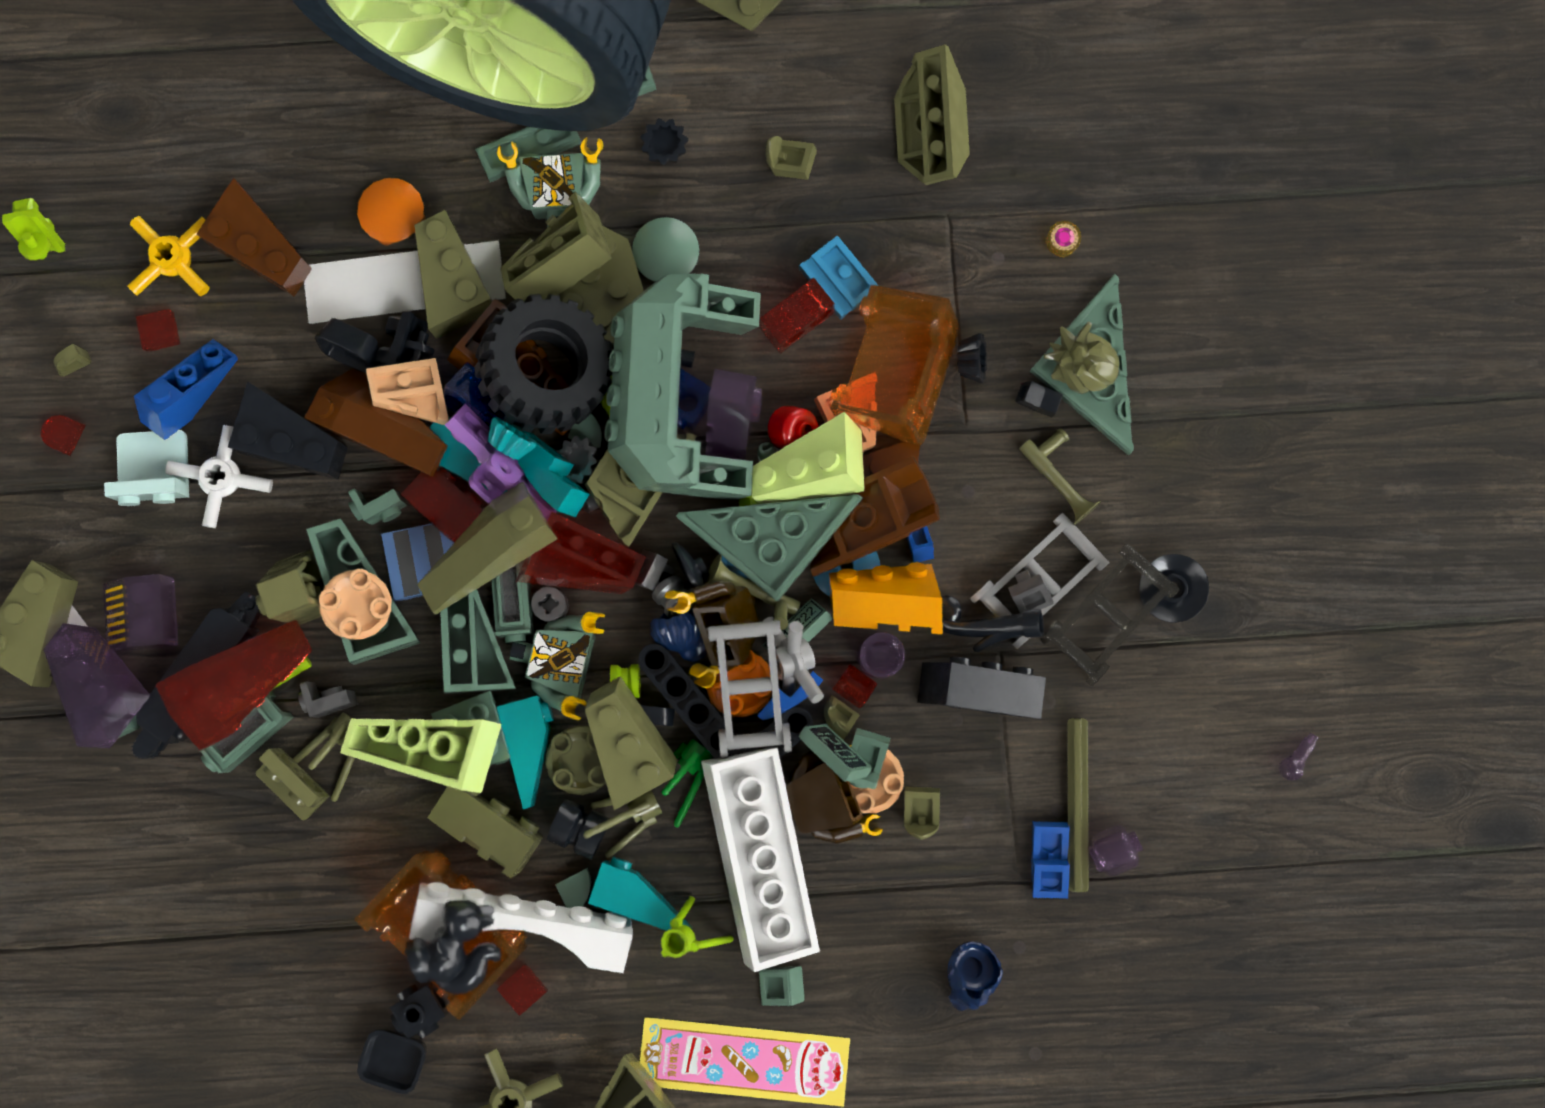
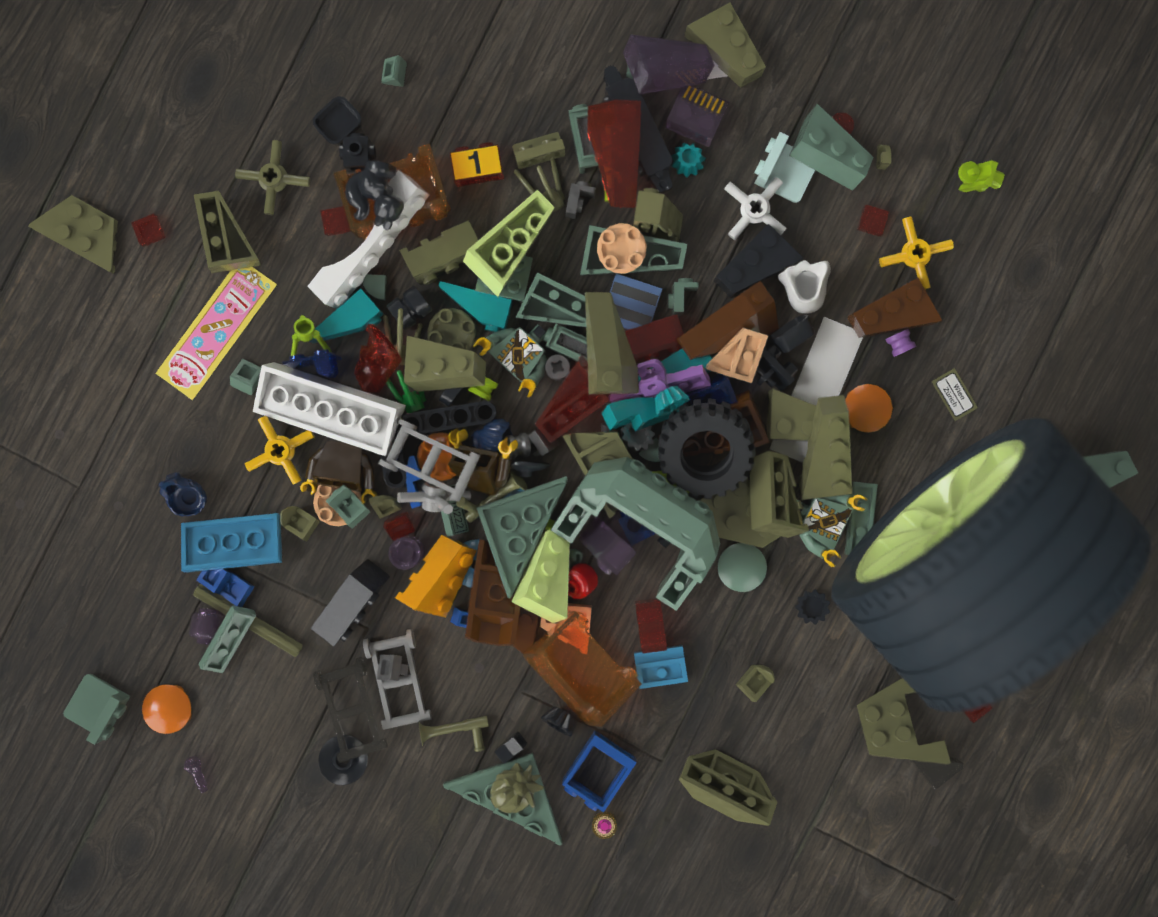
camera: 130 degrees right, 5 degrees up
(95, 425) = (831, 149): none -> sand green wedge
(184, 389) = (824, 217): blue slope -> none
(203, 593) = (687, 159): none -> teal piece
(280, 361) = (808, 288): none -> white piece
(289, 214) = (900, 342): none -> medium lavender wheel
(289, 1027) = (394, 71): none -> sand green slope
(318, 121) = (954, 394): none -> sticker
(351, 850) = (476, 164): none -> yellow brick
(466, 218) = (828, 453): none -> olive wedge
(667, 831) = (376, 361): none -> clear red slope
(702, 898) = (324, 362): none -> clear blue hinge
(835, 752) = (362, 489): sand green tile -> none
(845, 874) = (271, 445): none -> yellow bar
(993, 629) = (382, 633): black plant -> none
(996, 881) = (231, 542): none -> dark azure tile
(1004, 250) = (591, 799): none -> blue window
(1115, 814) = (227, 639): none -> sand green tile
(1244, 841) = (166, 708): none -> orange dish
(1295, 929) = (96, 707): none -> sand green bracket

